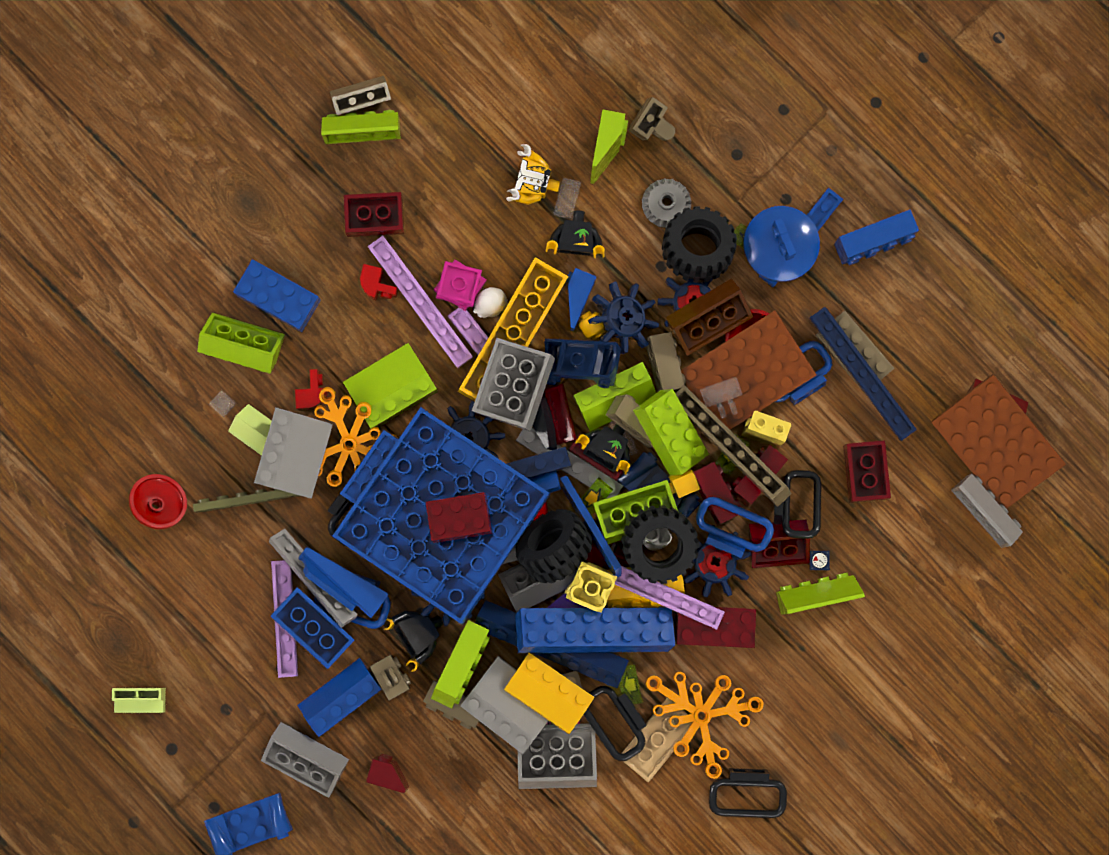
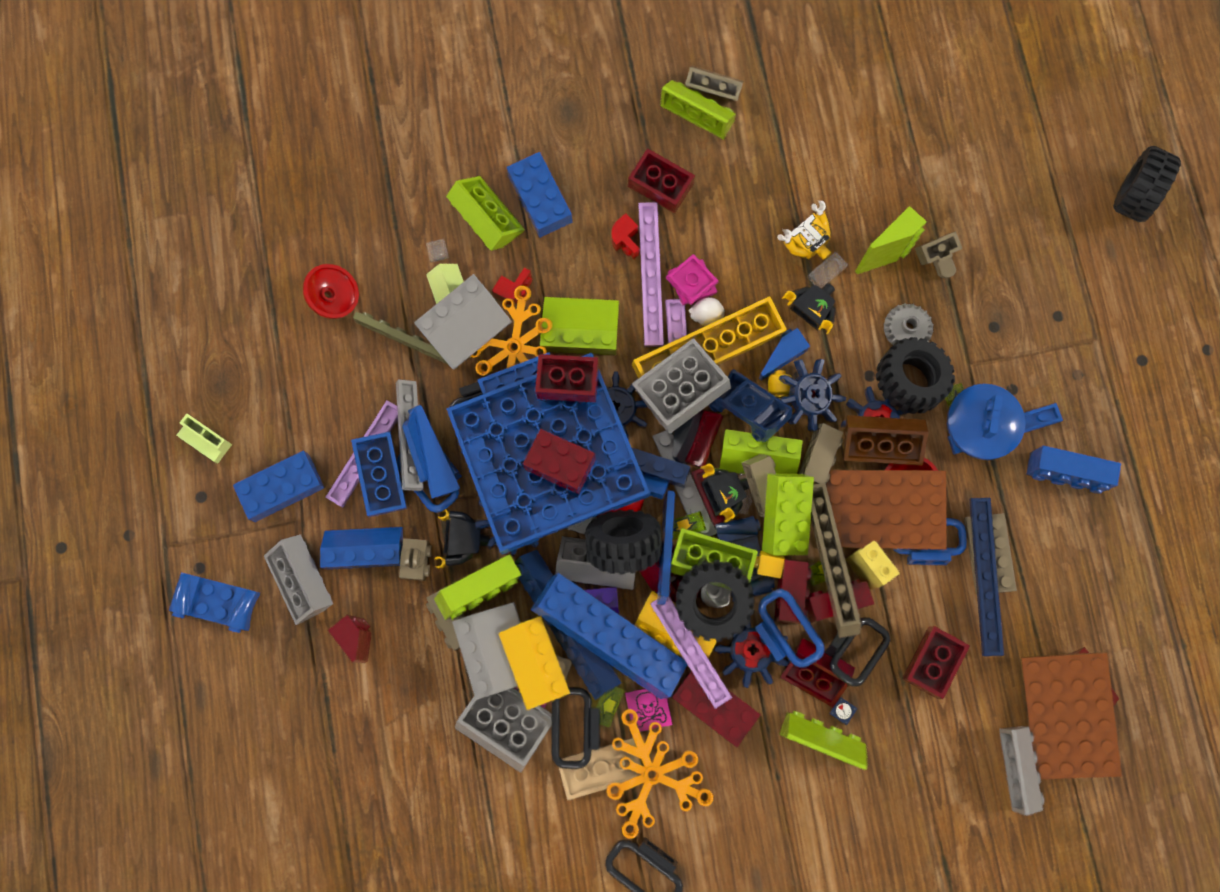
camera: 40 degrees right, 5 degrees down
(233, 695) = (278, 486): none -> blue brick
(417, 444) = (567, 378): none -> dark red brick
(591, 586) = (631, 596): light yellow piece -> none
(664, 666) = (649, 709): none -> dark pink tile
(722, 392) = (854, 510): clear hinge -> none

